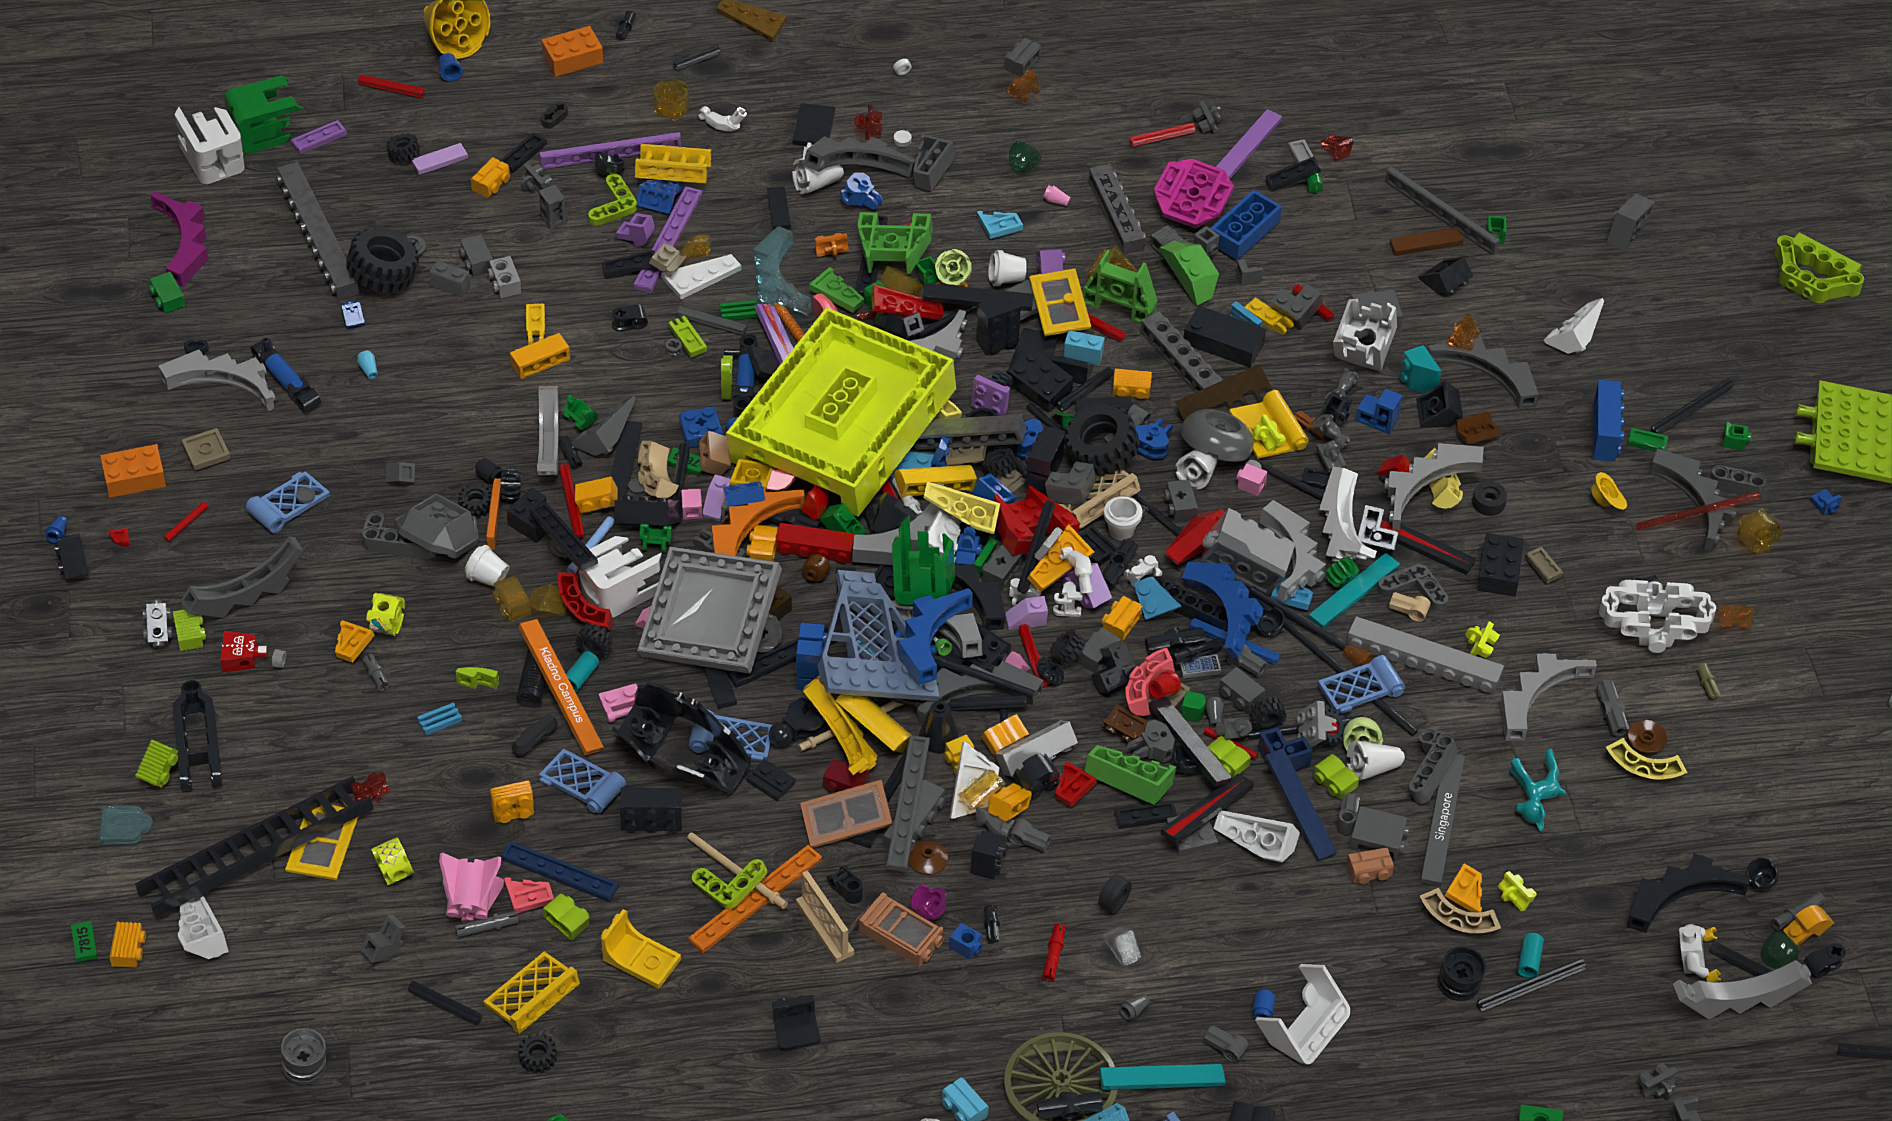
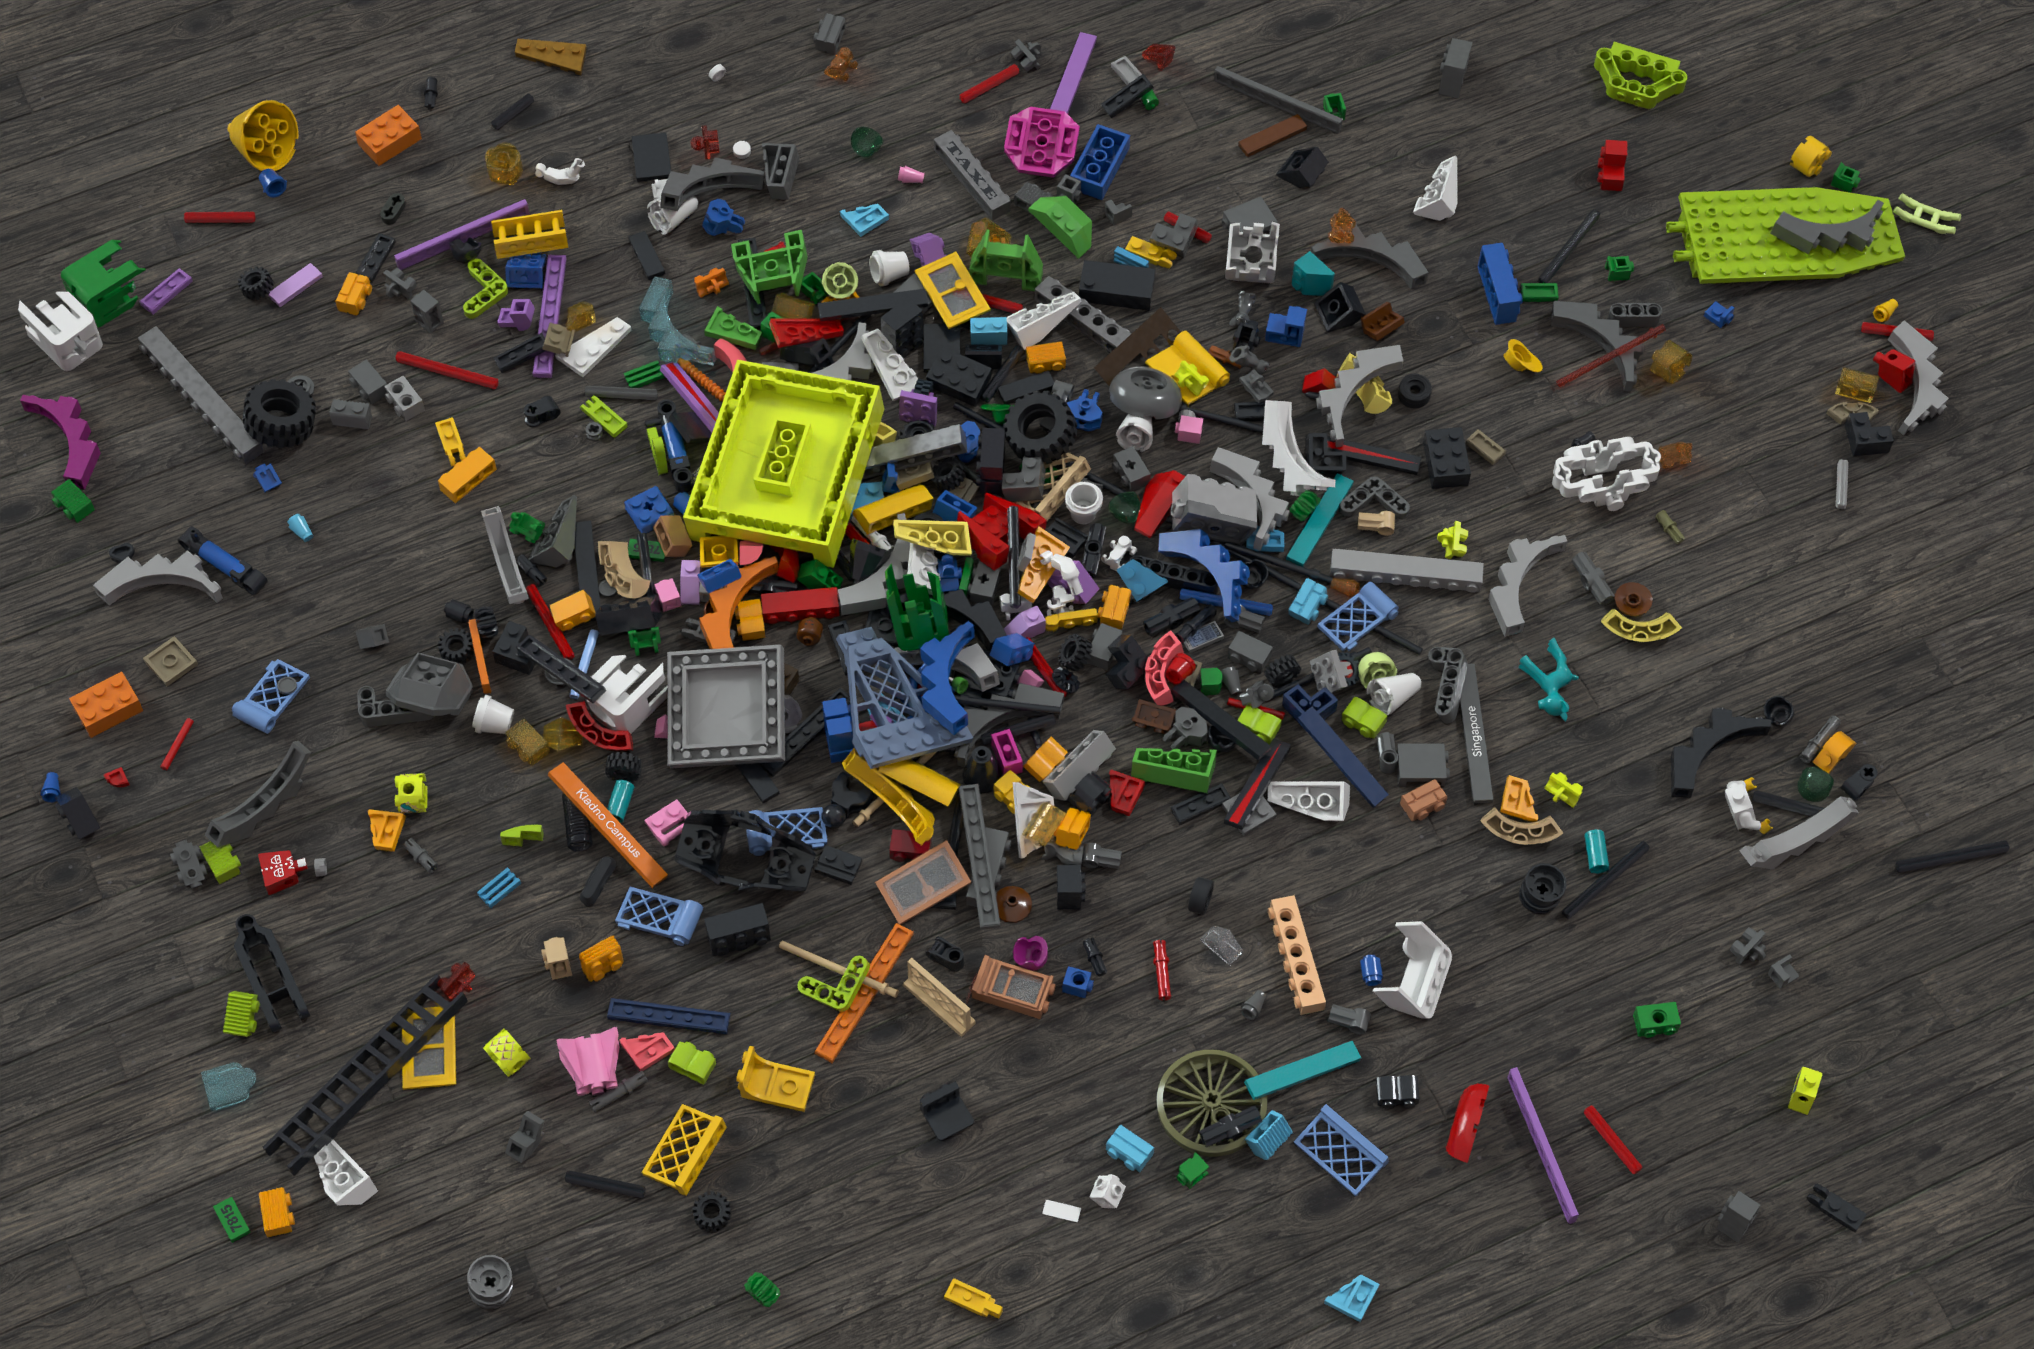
camera: 15 degrees left, 10 degrees up
(470, 790) = (556, 958): none -> tan brick
(554, 263) = (447, 370): none -> red axle
(969, 718) = (1006, 752): none -> dark pink brick
(975, 352) = (889, 364): none -> white wing
(1005, 628) = (1012, 649): none -> blue brick
(1074, 618) = (1070, 619): none -> yellow hinge
(1126, 352) = (1033, 325): none -> white wedge
(1163, 532) = (1125, 507): none -> clear green helmet
(1196, 927) = (1287, 908): none -> light nougat brick
(1315, 658) = (1308, 601): none -> medium azure brick
(1759, 341) = (1612, 165): none -> red brick

